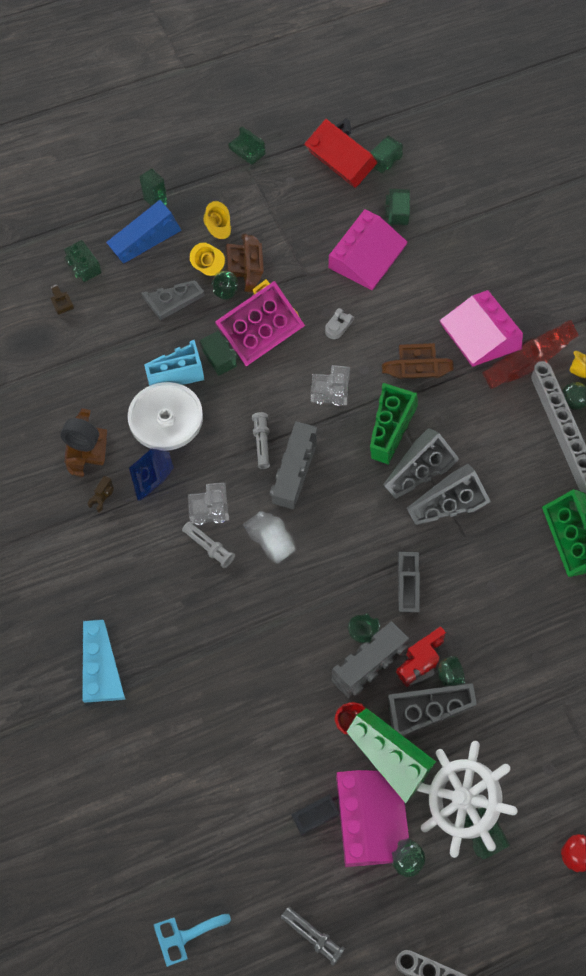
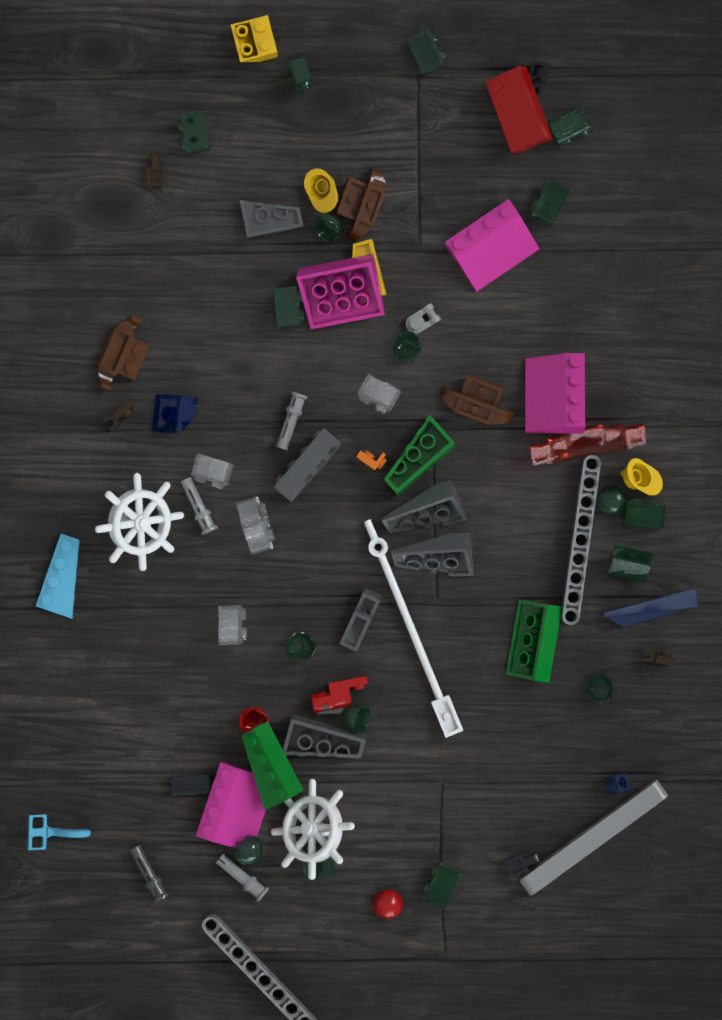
camera: 25 degrees right, 25 degrees up
(79, 434) = (118, 353): black tyre -> none
(108, 182) = (254, 40): none -> yellow slope
(144, 232) = (269, 126): blue wedge -> none
(156, 571) = (139, 522): none -> white piece
(165, 416) = (209, 358): white dish -> none
(179, 367) = (239, 308): medium azure wedge -> none
(217, 220) = (351, 143): yellow piece -> none
(288, 635) = (231, 625): none -> clear brick
(336, 344) = (407, 346): none -> clear green hair
(347, 444) = (367, 458): none -> orange bracket
(369, 660) = (293, 677): dark grey wedge -> none
(425, 895) = (250, 883): none -> light grey pin
(526, 627) = (442, 705): none -> white bar

